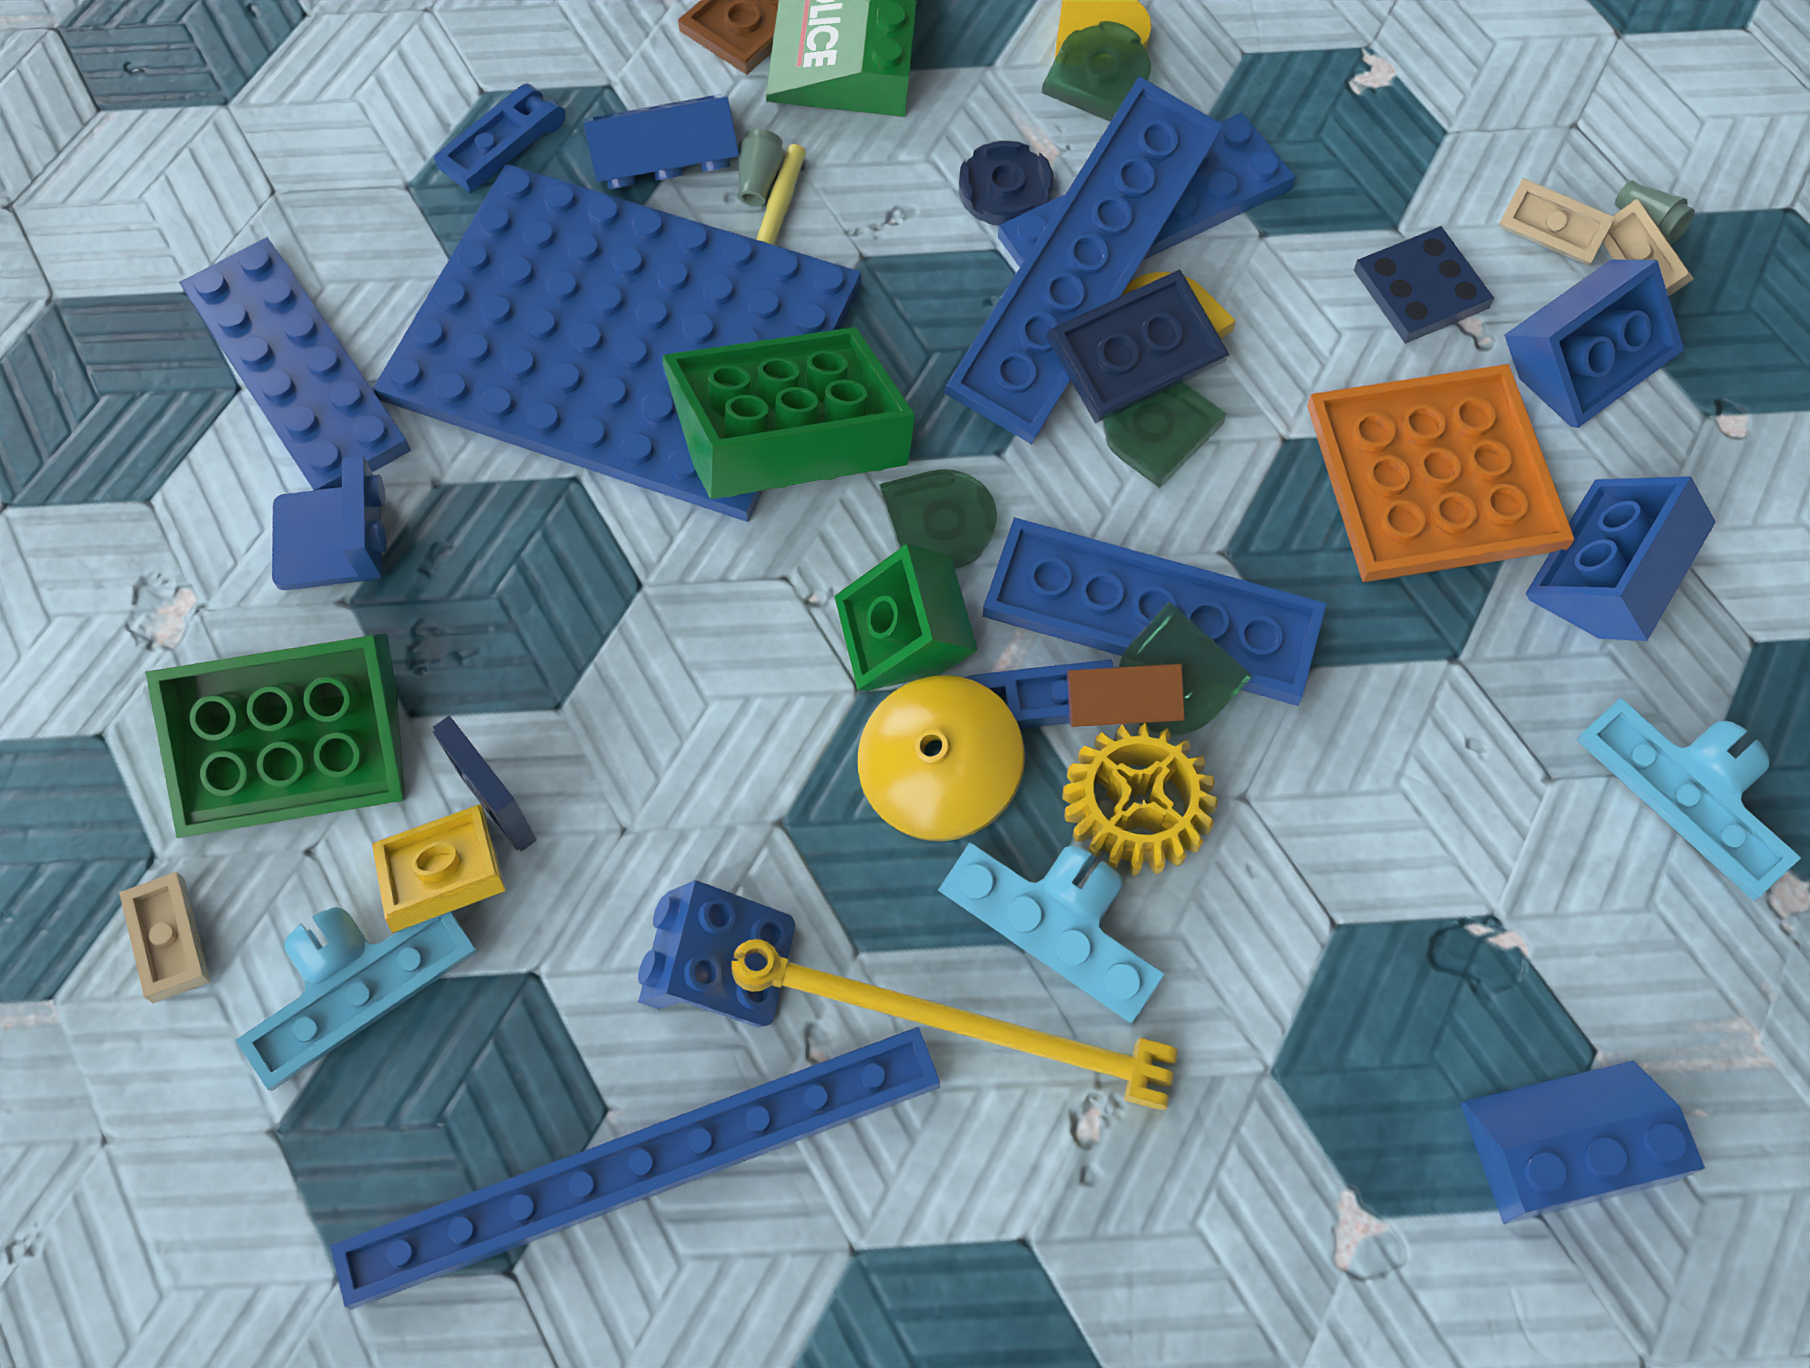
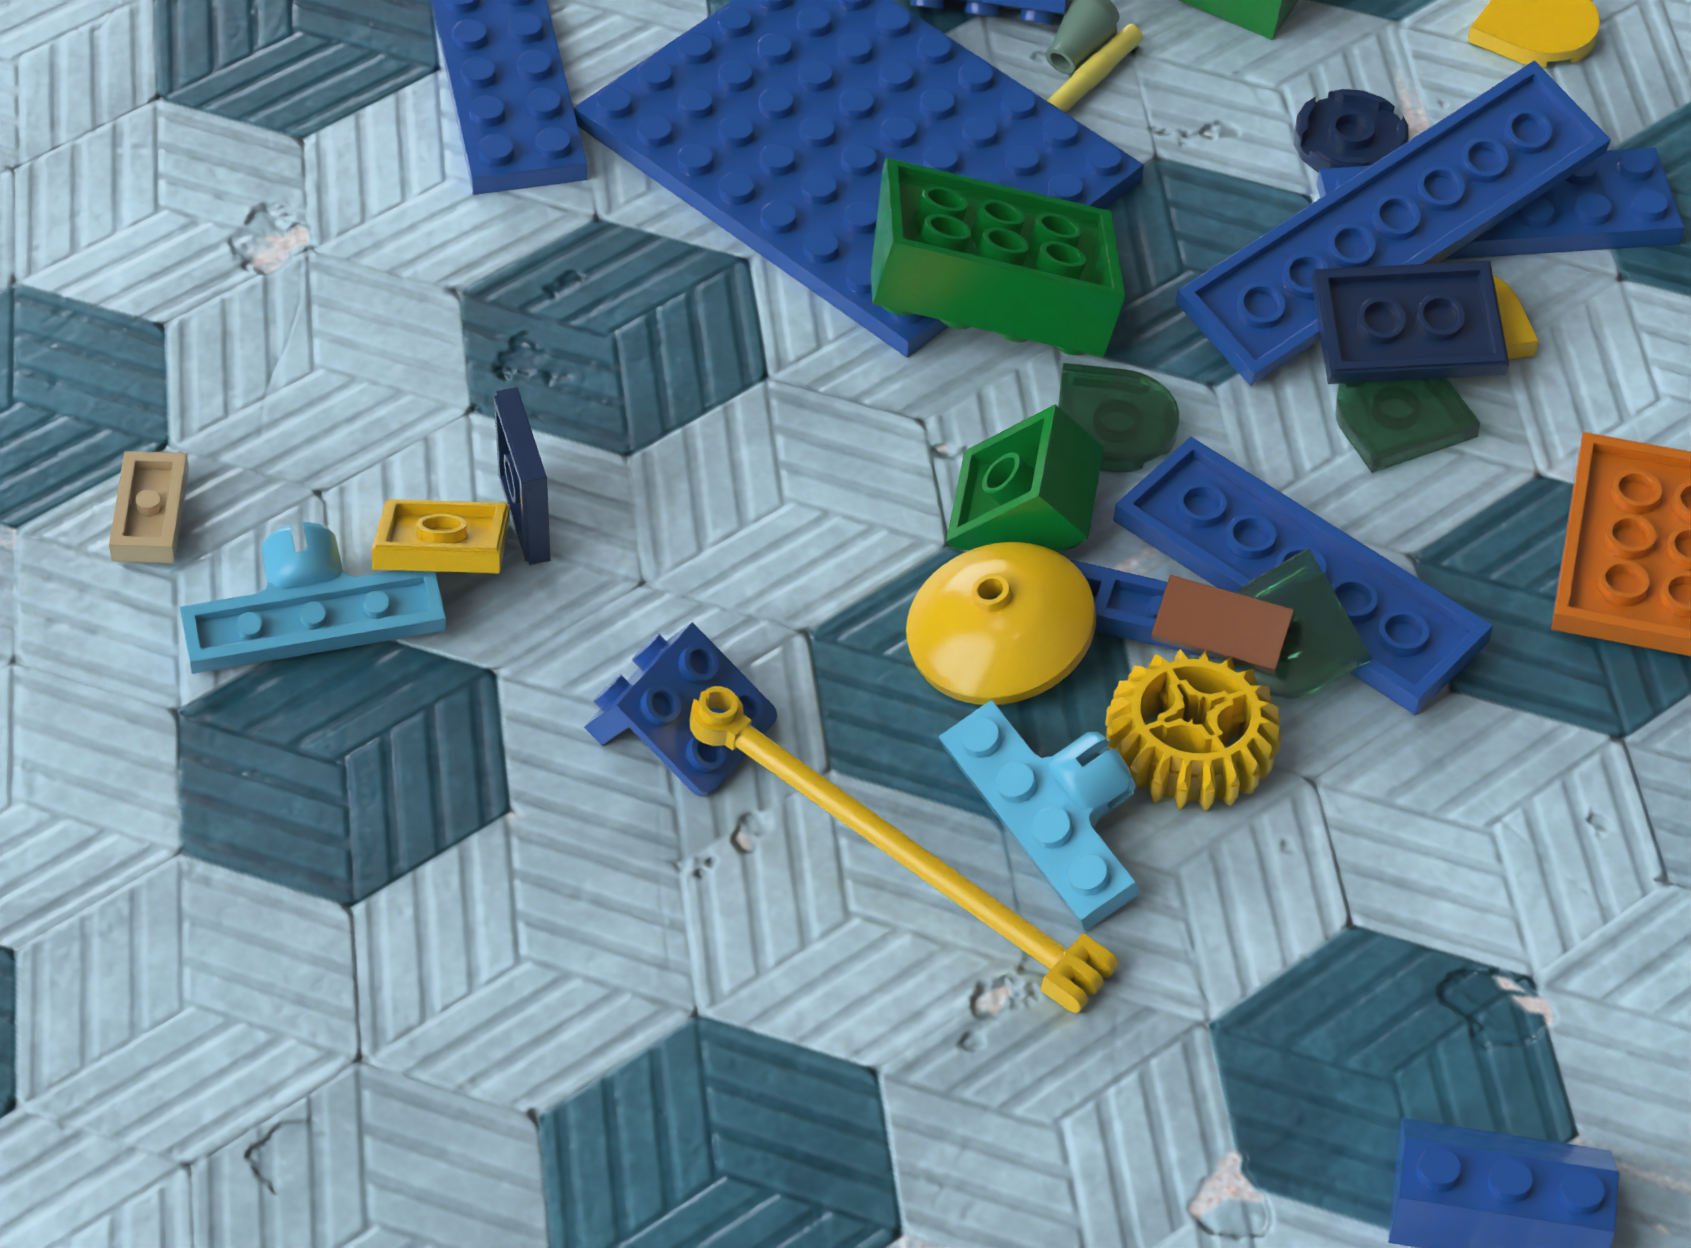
camera: 20 degrees right, 15 degrees down
(279, 734) = (341, 370): green slope -> none
(330, 532) = (473, 221): blue bracket -> none
(631, 1168) = (520, 856): blue plate -> none
(1097, 68) = (1506, 42): clear green tile -> none

